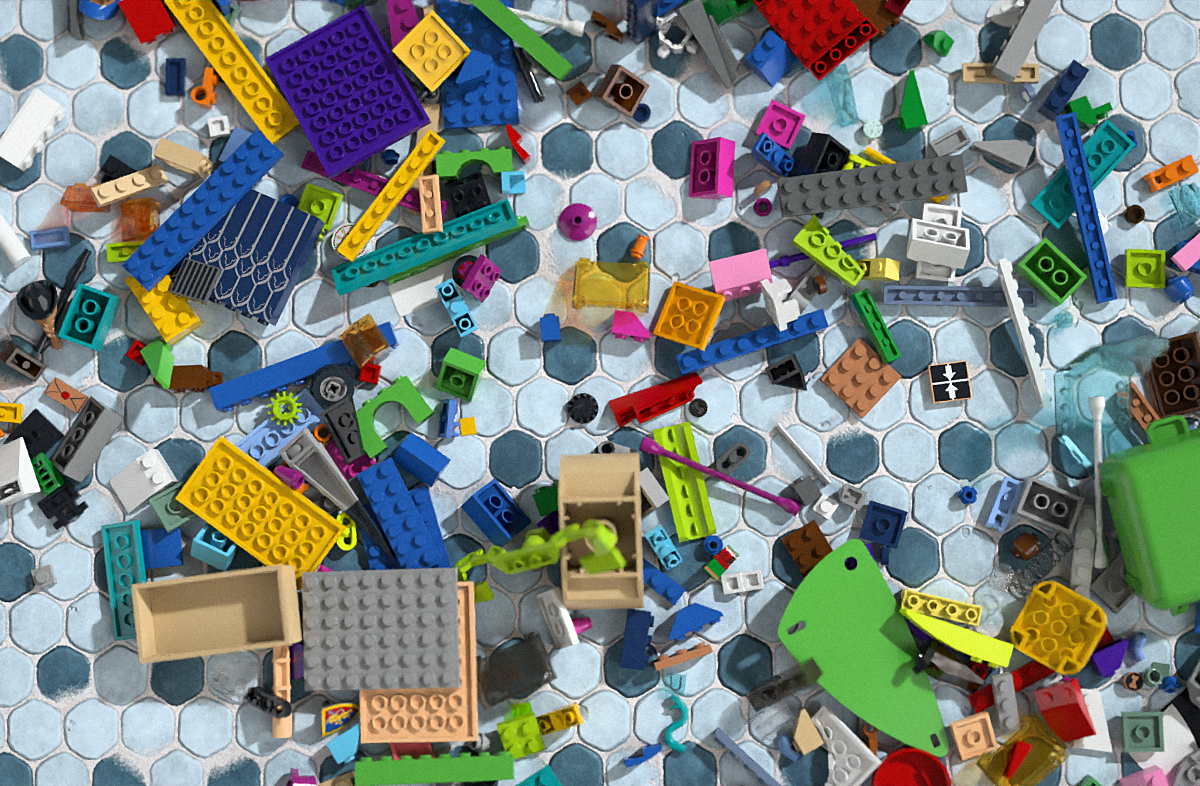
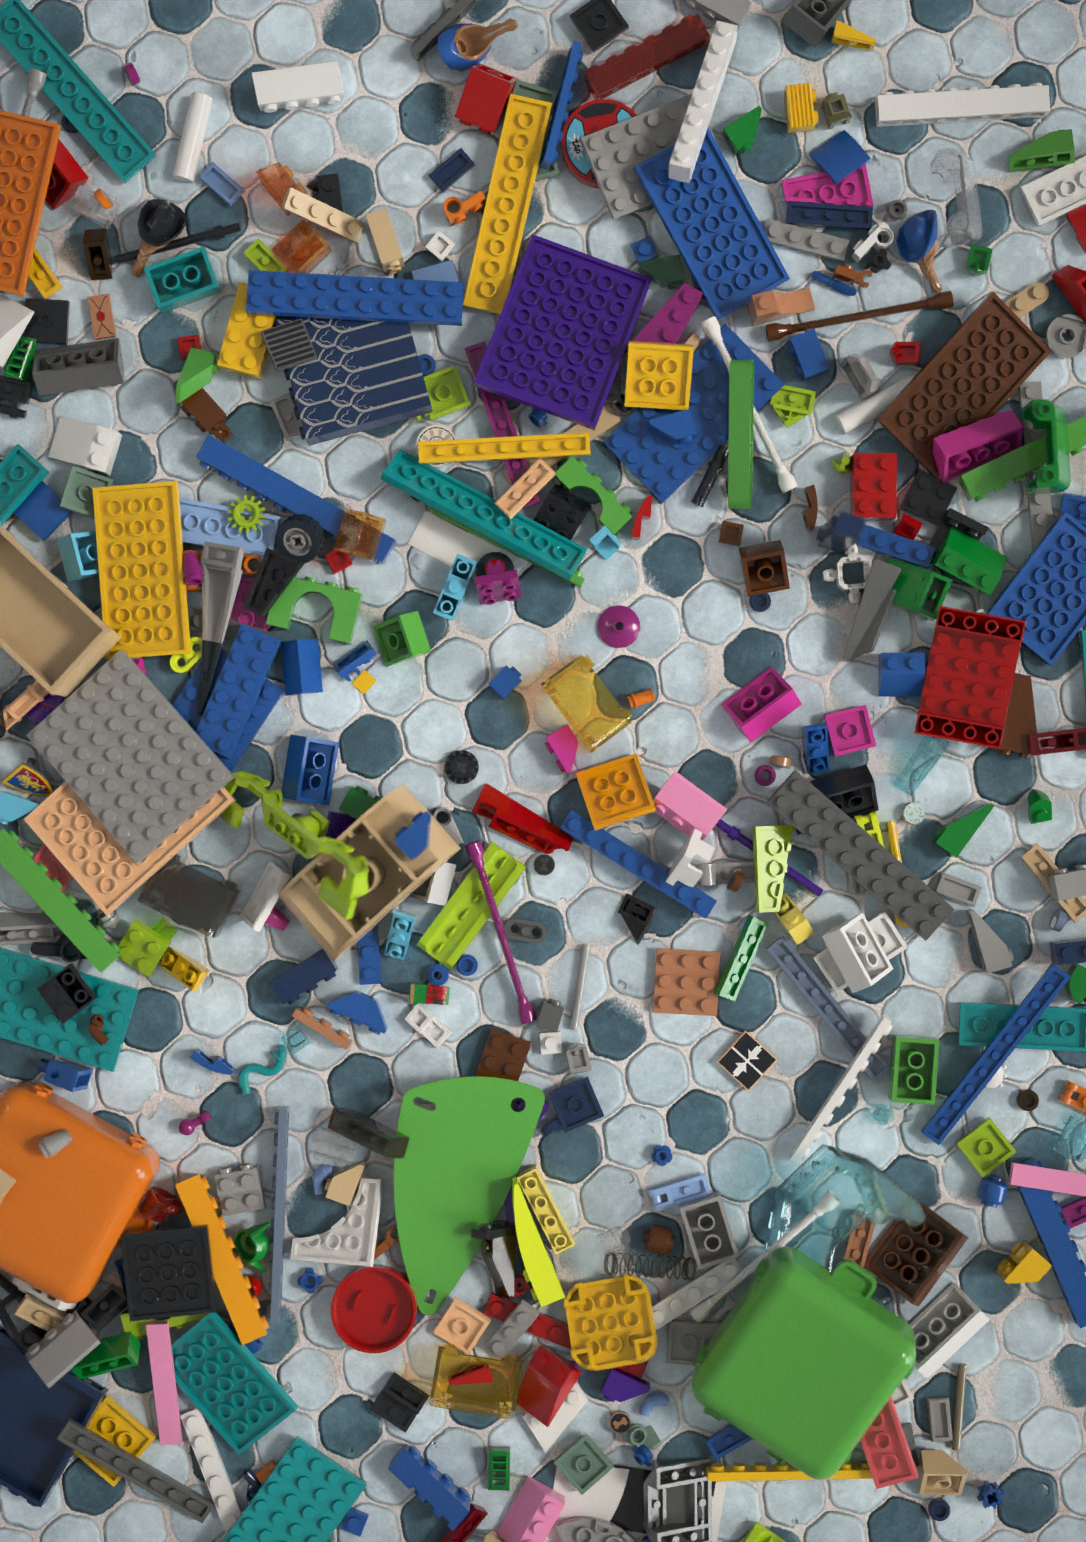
camera: 40 degrees right, 5 degrees up
(242, 325) = (284, 411): none -> light grey plate
(606, 473) = (416, 837): none -> blue slope
(723, 519) = (467, 965): none -> blue plate

